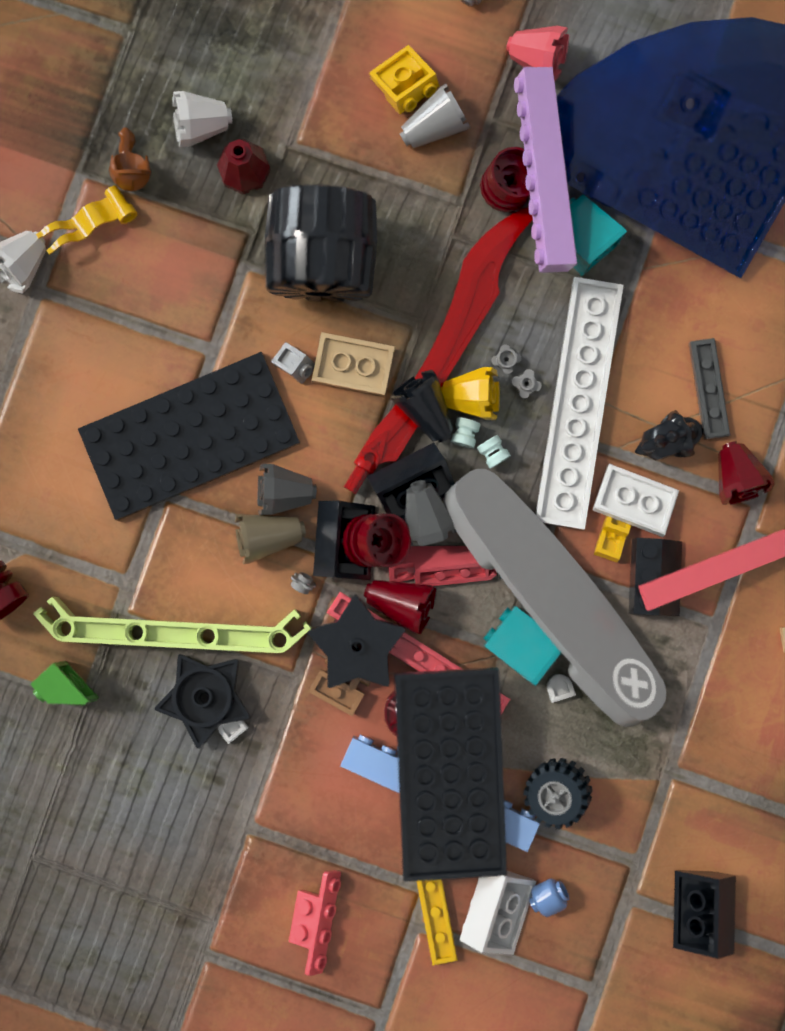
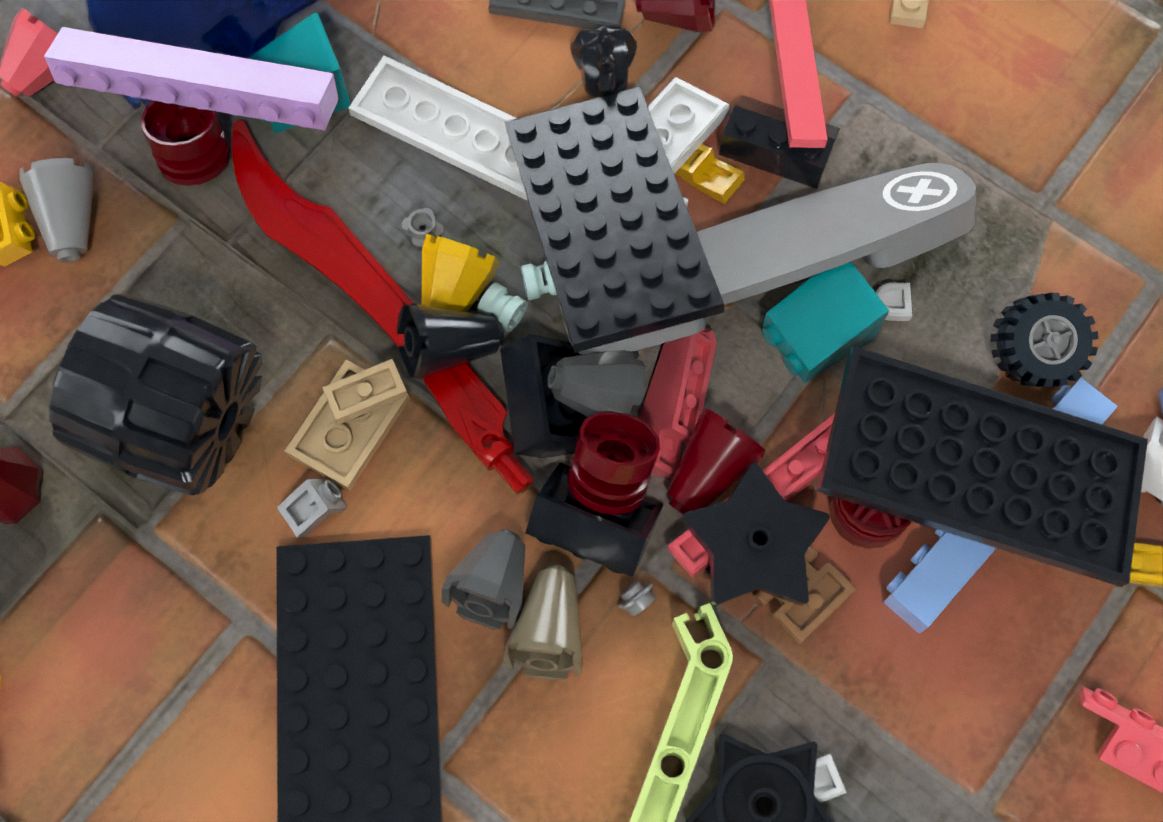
camera: 70 degrees left, 15 degrees down
(374, 368) = (365, 391): none -> tan plate
(523, 390) = (465, 221): light grey plate -> none
(543, 482) = (612, 220): none -> black plate

